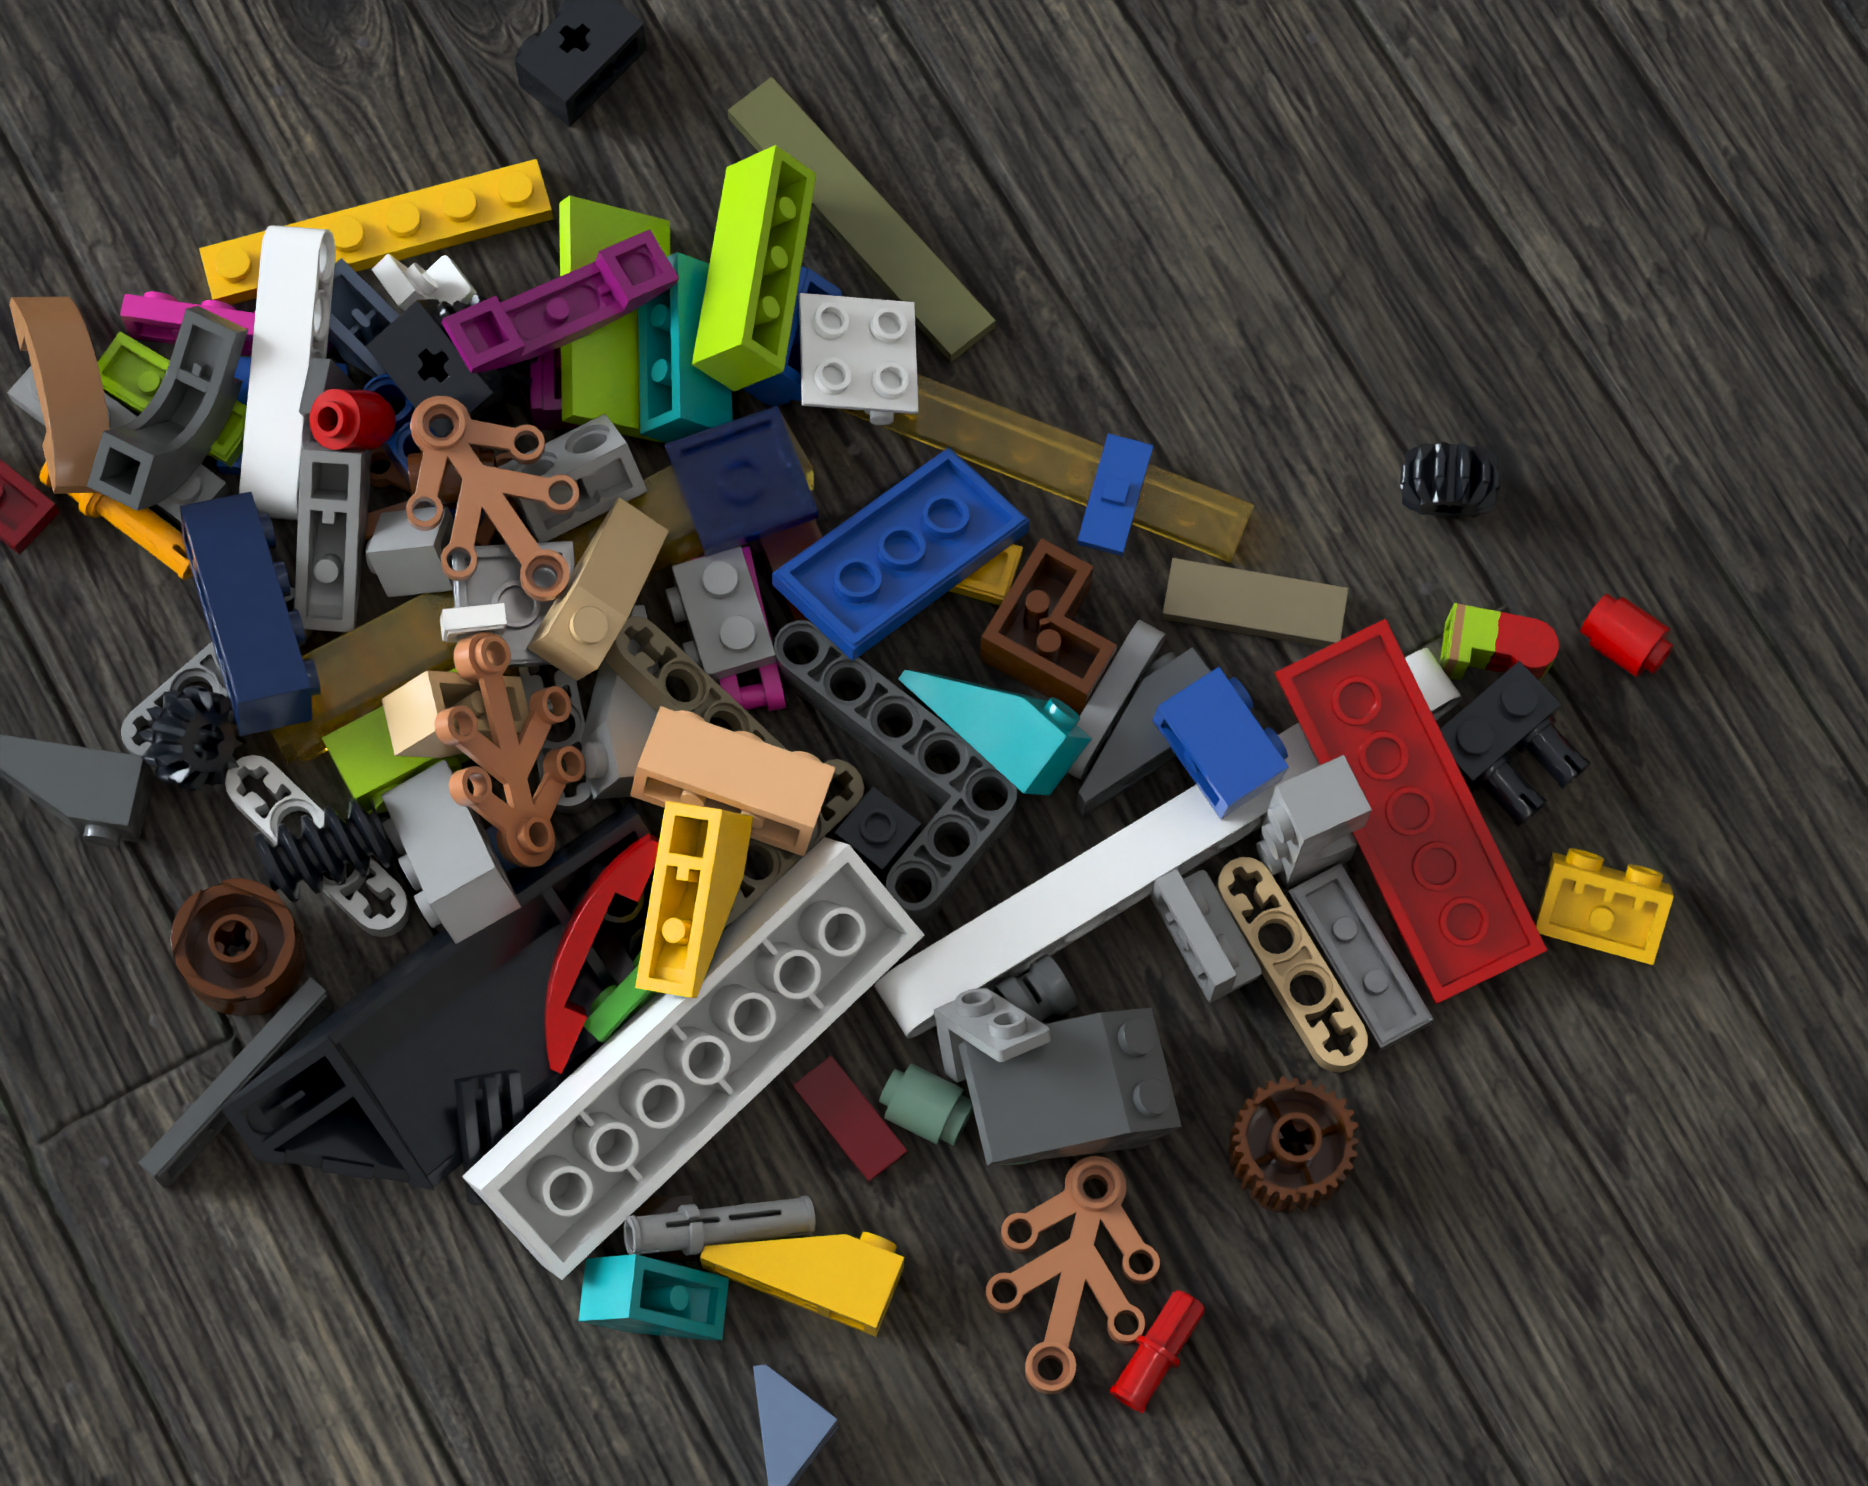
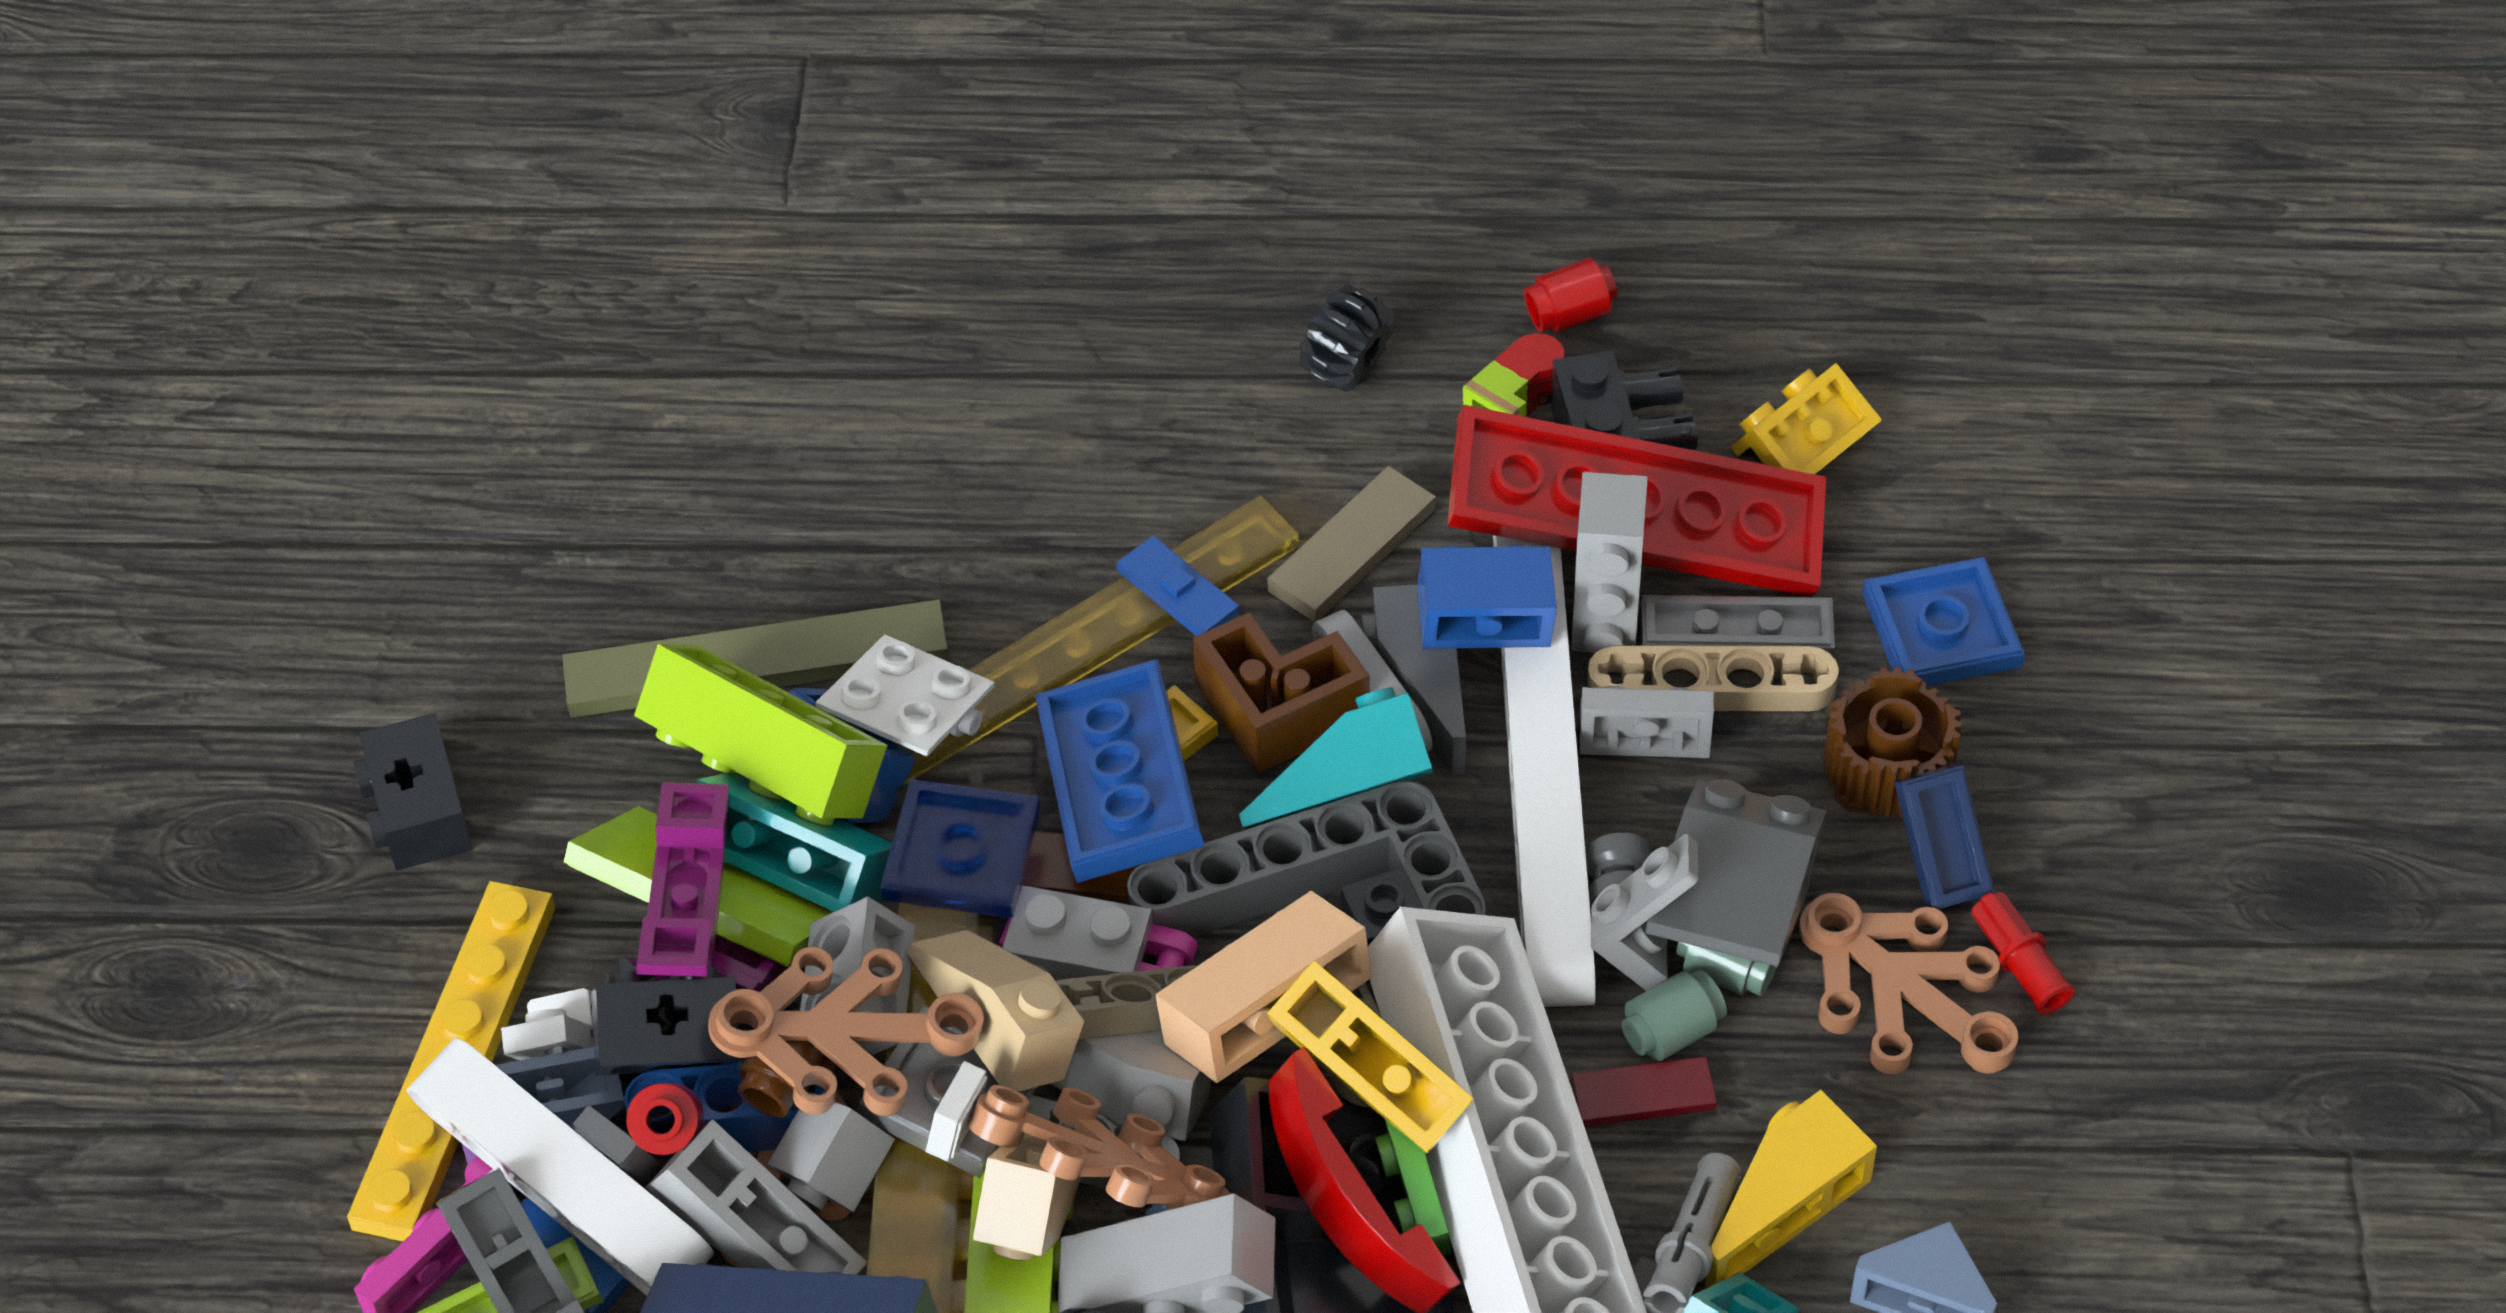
camera: 55 degrees left, 20 degrees down
(1221, 1233) = (1944, 836): none -> dark blue tile
(1468, 1123) = (1944, 622): none -> blue tile

